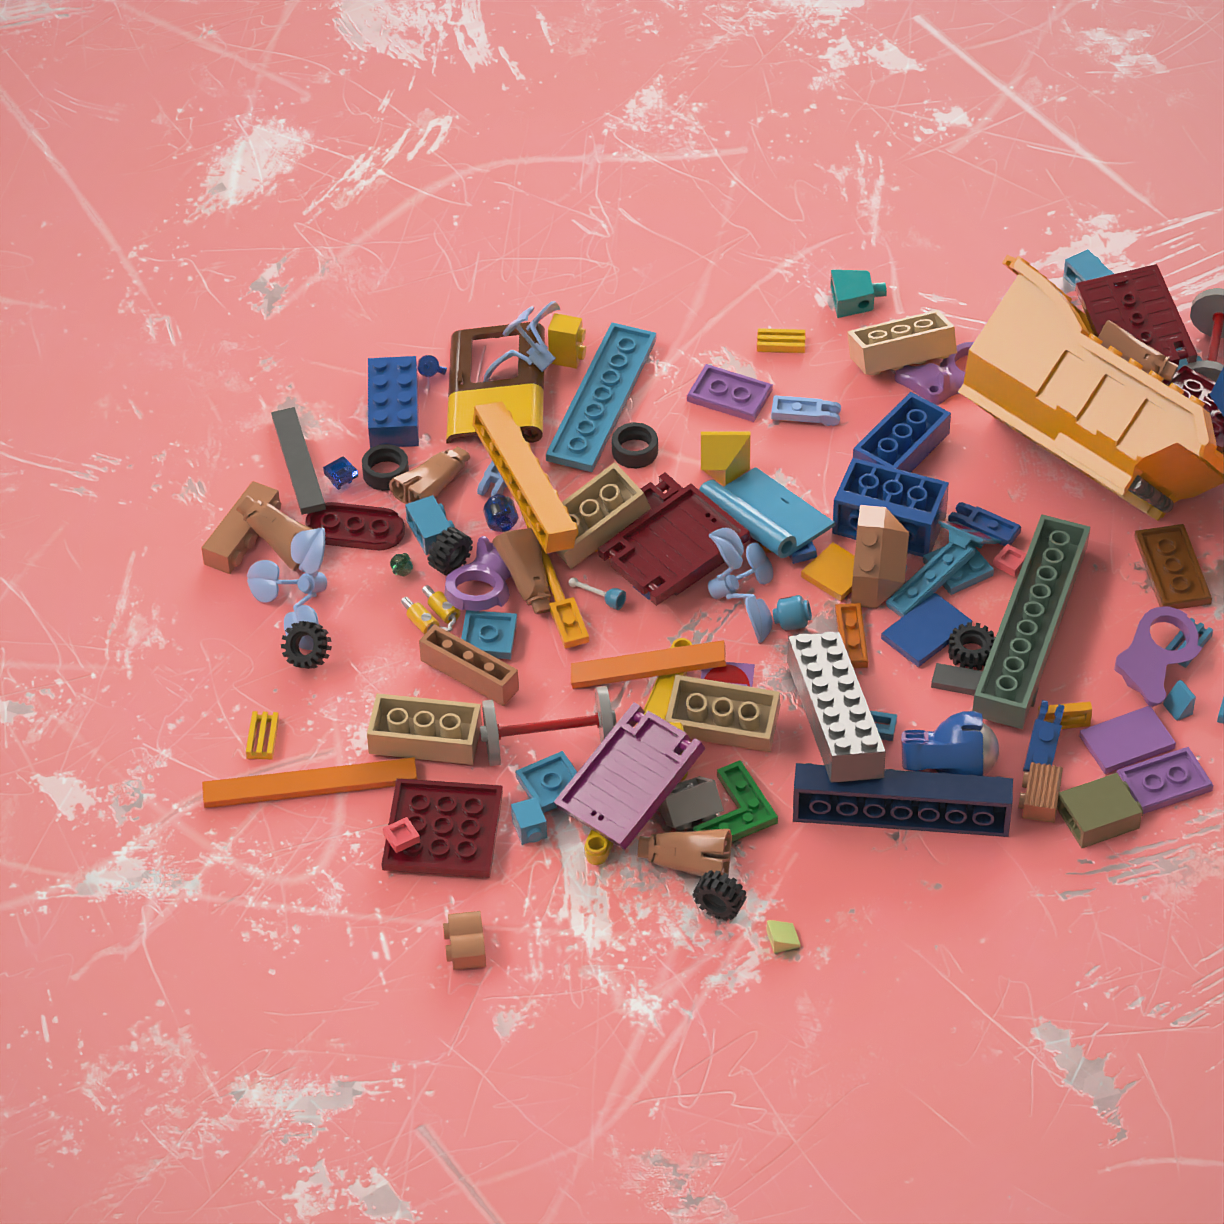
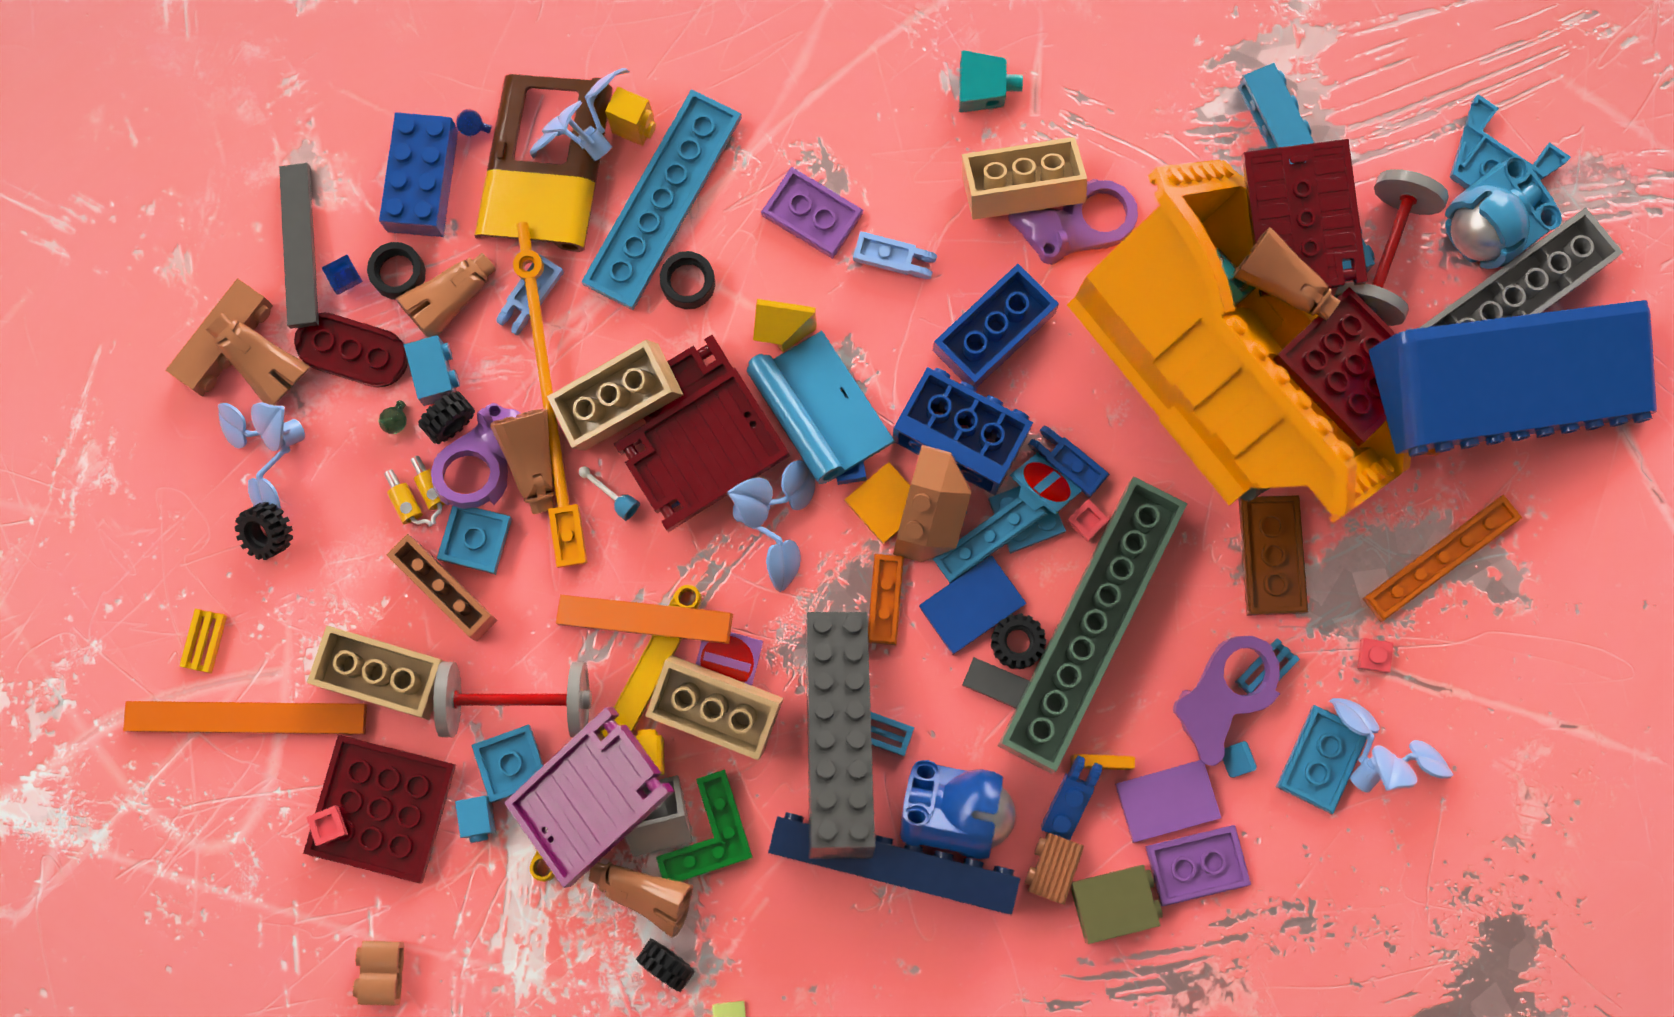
camera: 10 degrees right, 30 degrees up
(500, 513) = (515, 364): clear blue head -> none
(524, 477) = (539, 338): light orange brick -> none
(781, 340) = (890, 131): yellow tile -> none
(792, 613) = (822, 562): dark azure head -> none

